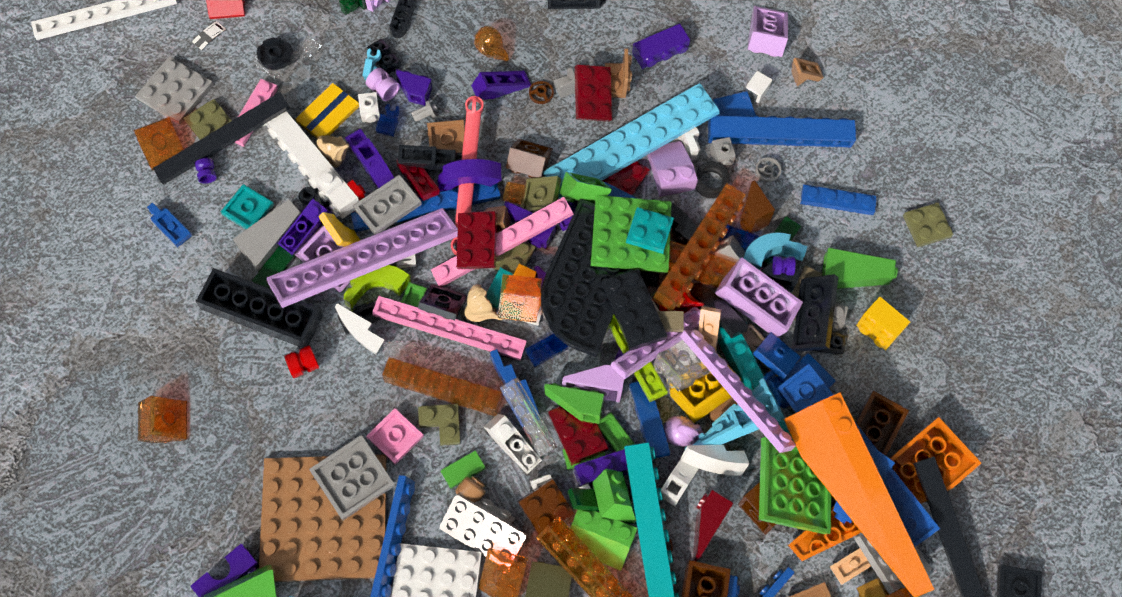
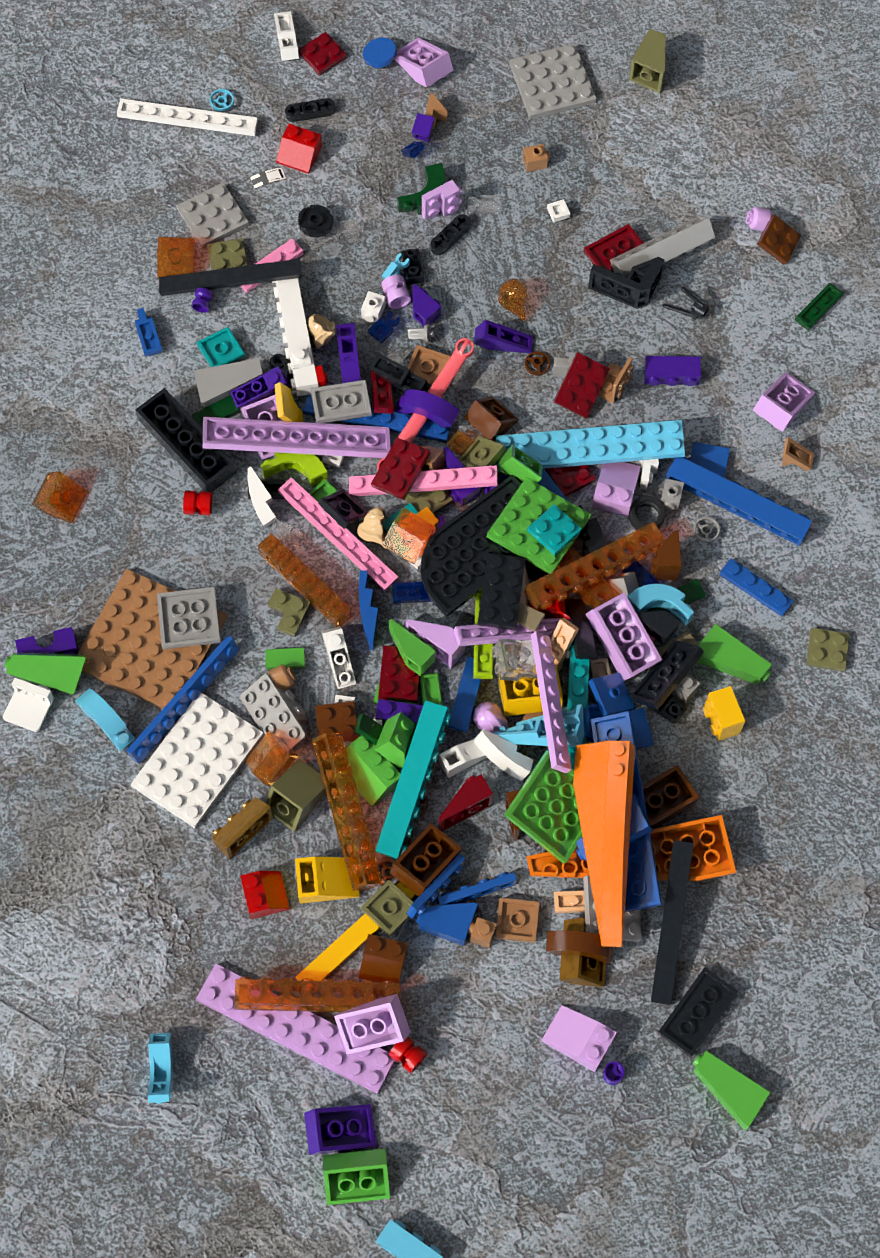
camera: 30 degrees right, 0 degrees up
(327, 112) = (335, 294): yellow tile -> none
(395, 436) = (242, 603): bright pink plate -> none
(528, 417) = (362, 640): clear plate -> none
(759, 85) = (742, 448): white panel -> none
(783, 265) = (658, 617): dark purple wheel -> none

